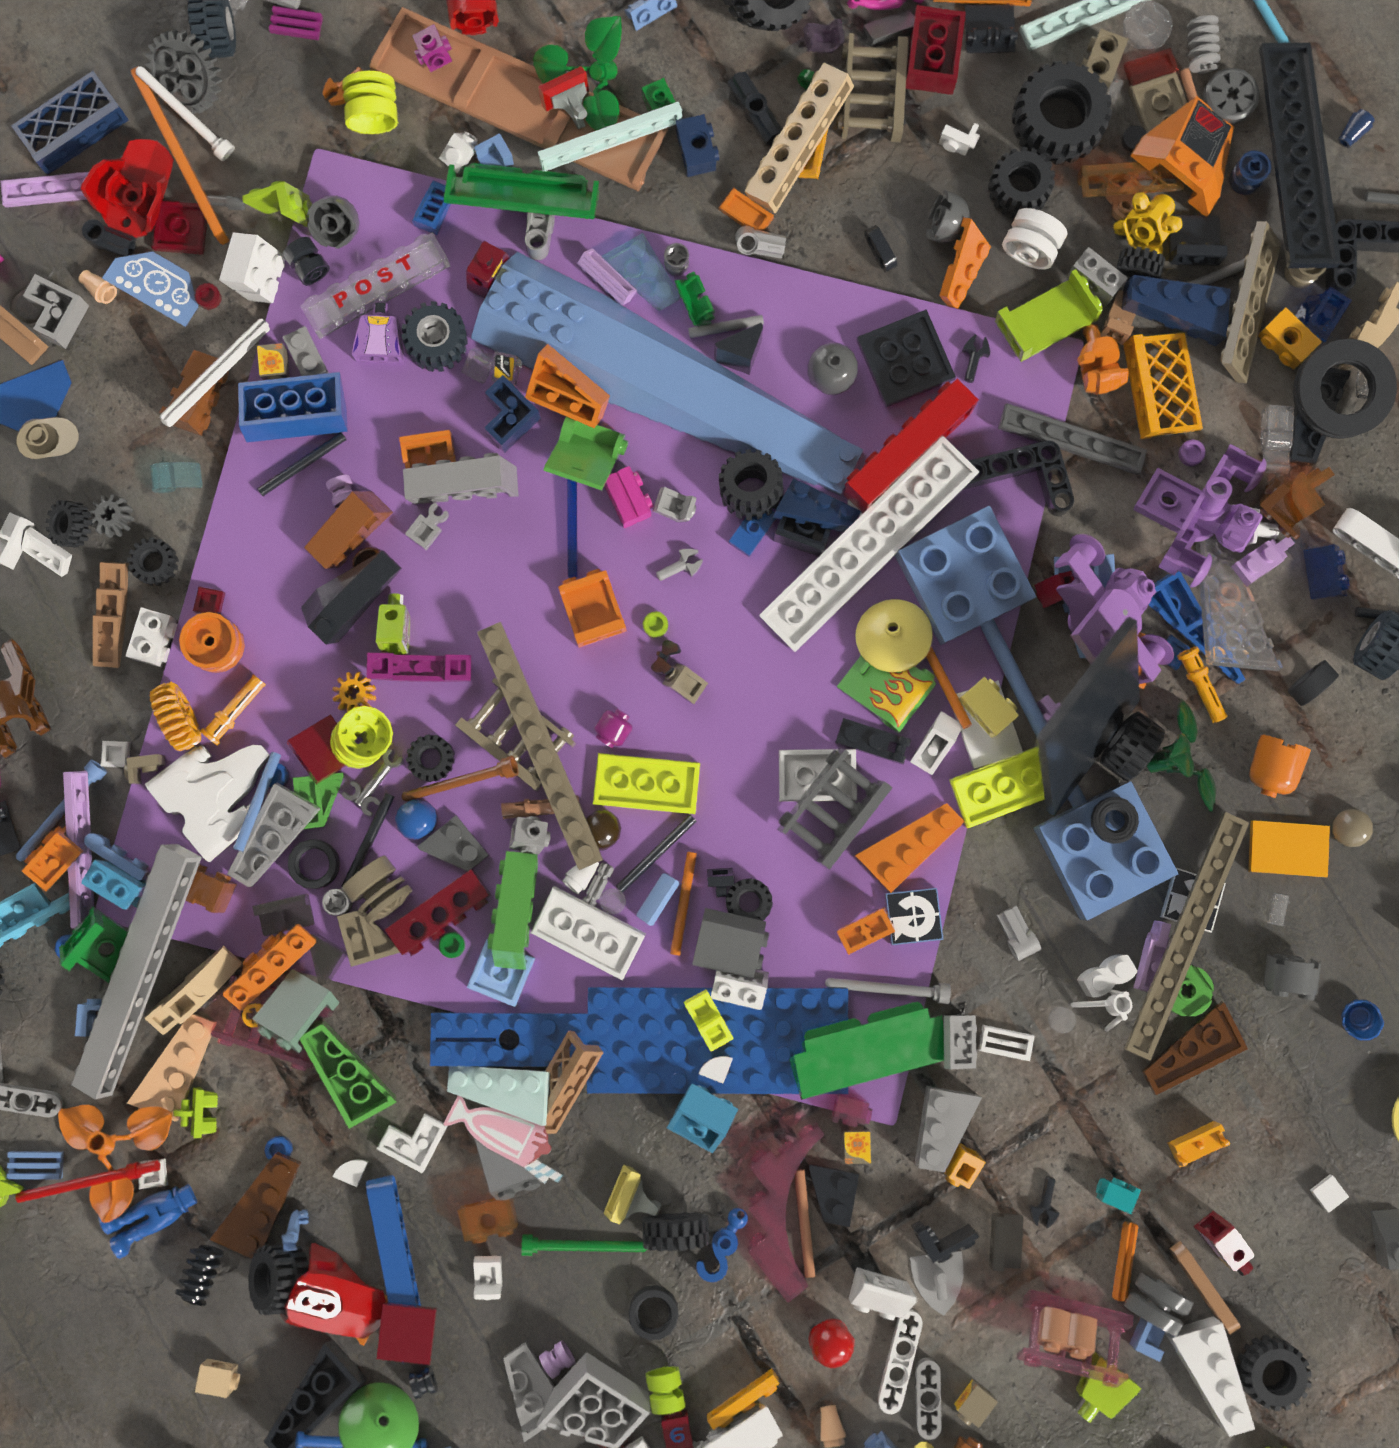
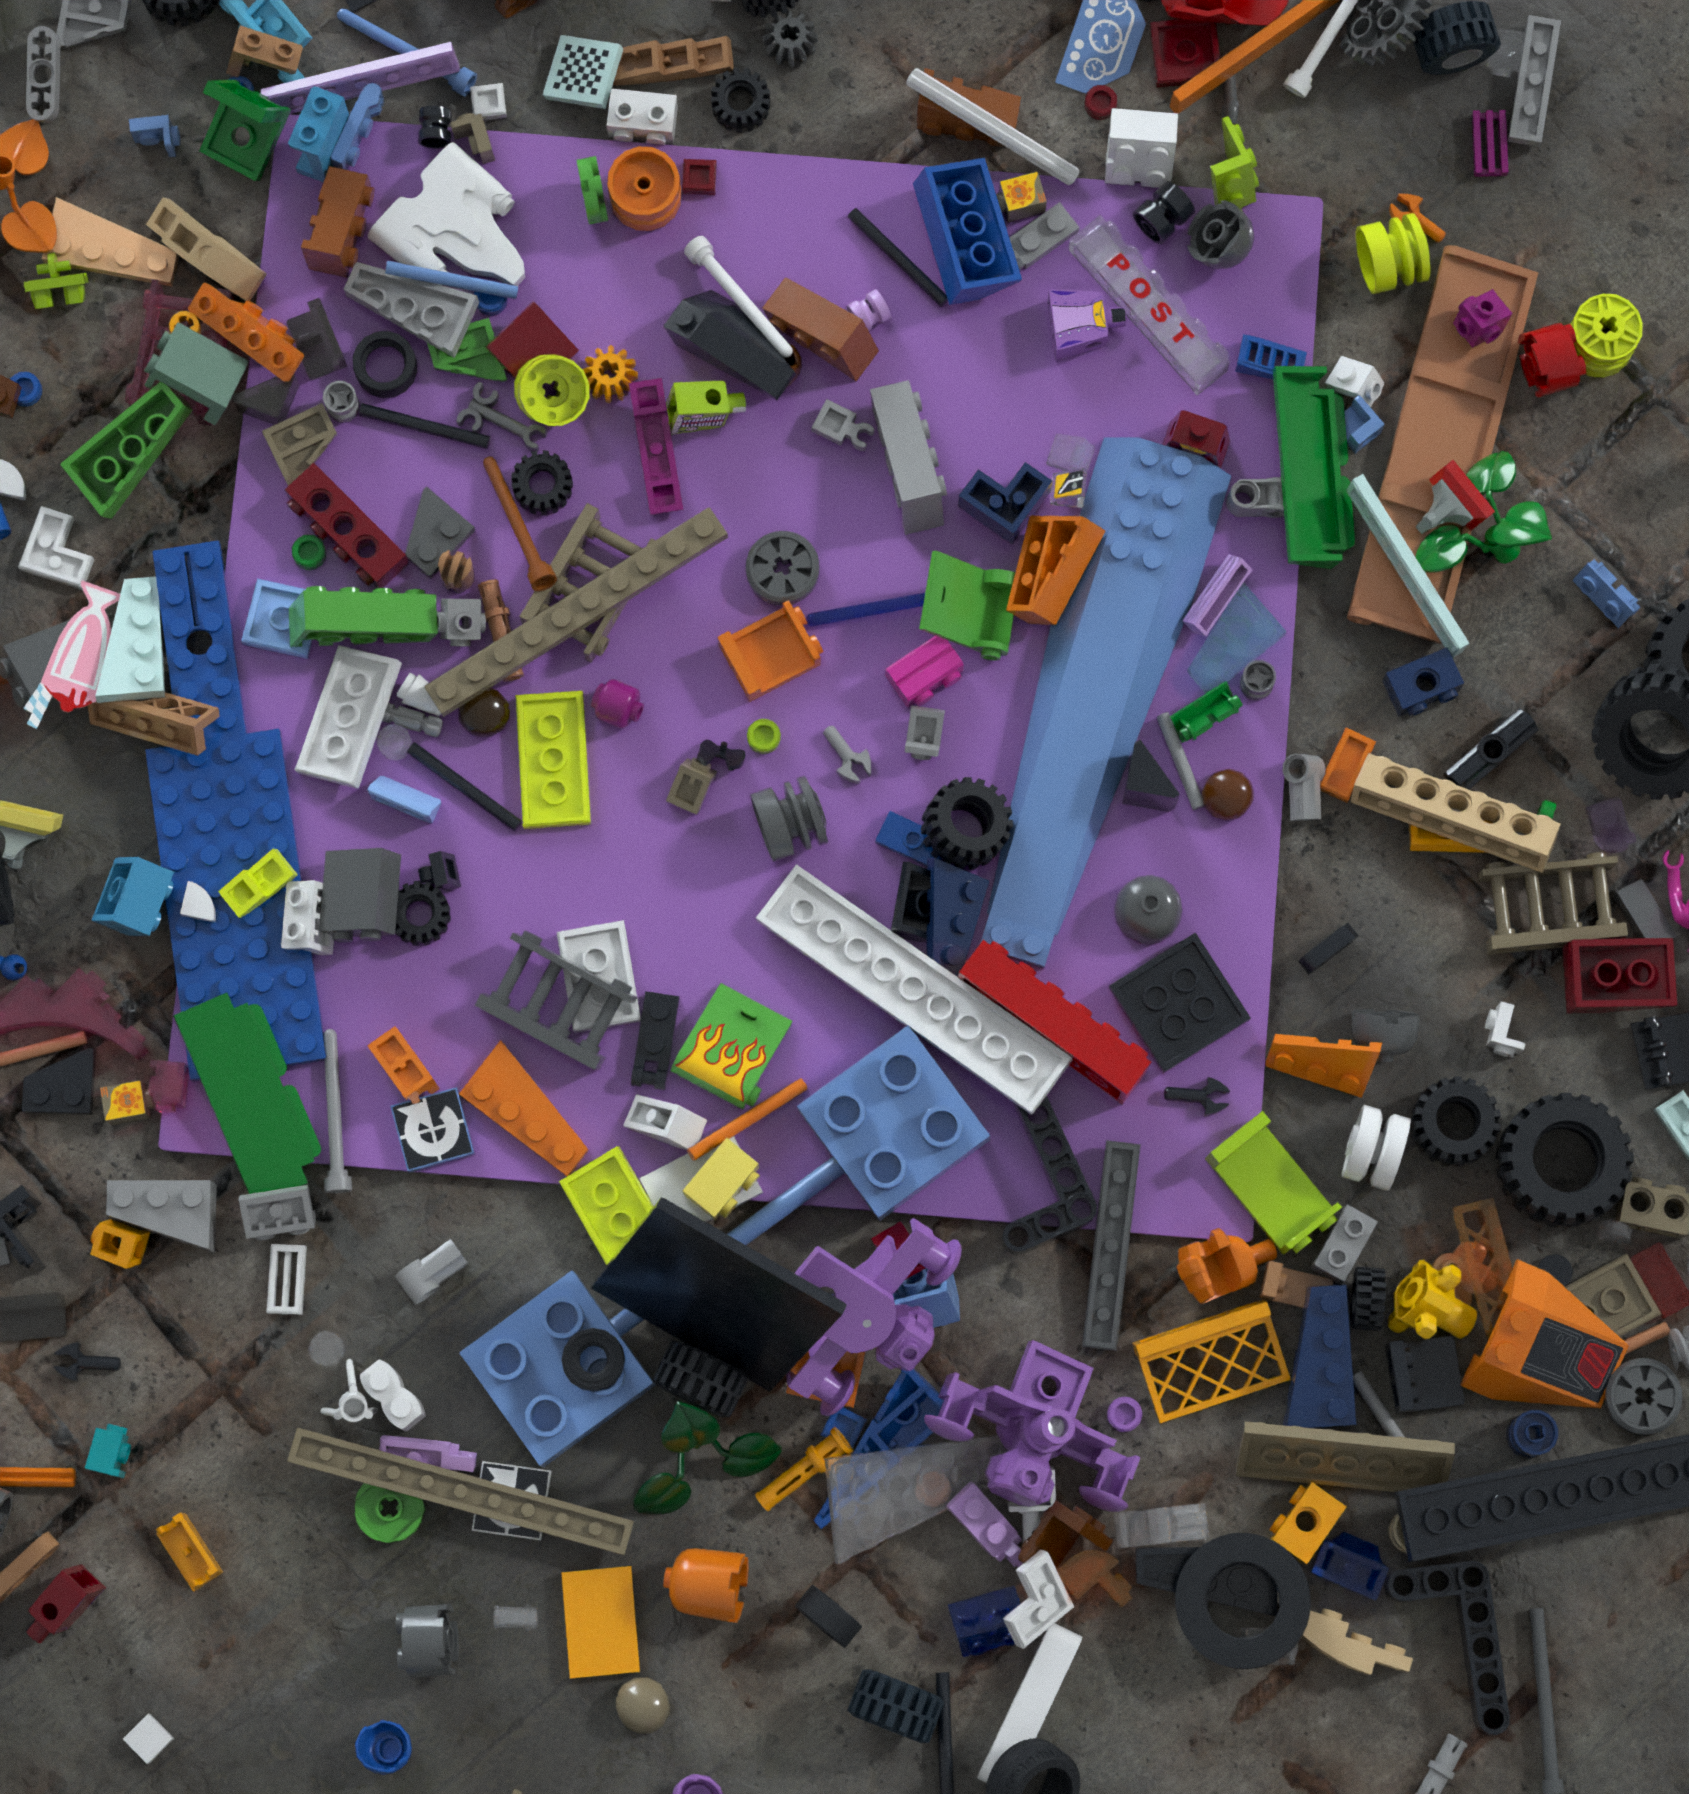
camera: 85 degrees right, 5 degrees down
(39, 920) = (263, 49): none -> medium nougat bracket
(50, 861) = (341, 48): orange bracket -> none
(106, 677) = (583, 71): none -> light aqua tile
(129, 797) = (434, 126): none -> black wheel
(136, 970) = (218, 174): light grey brick -> none
(173, 475) = (856, 107): clear light blue panel -> none
(175, 716) = (542, 161): light orange gear -> none
(205, 682) = (592, 190): none -> bright green plate
(222, 721) = (549, 226): light orange pin -> none
(270, 609) = (700, 252): none -> white piece
(376, 888) = (362, 444): dark tan wheel -> none
(416, 819) = (462, 479): blue hair -> none
(427, 448) = (943, 409): orange hinge -> none
(432, 326) = (1093, 389): black wheel -> none
(490, 832) = (456, 571): none -> medium nougat arm
(514, 584) = (787, 548): none -> dark grey wheel
(657, 95) = (1478, 622): green brick -> none
(683, 903) = (405, 831): orange bar -> none
(725, 609) = (789, 818): none -> dark grey wheel
(756, 296) = (1227, 794): none -> reddish brown hair
(896, 649) = (788, 1060): light yellow dish -> none
(1199, 1049) = (316, 1538): reddish brown wing -> none
(1324, 527) = (1046, 1601): none -> white tile
(1356, 127) = (1630, 1578): dark blue cone -> none

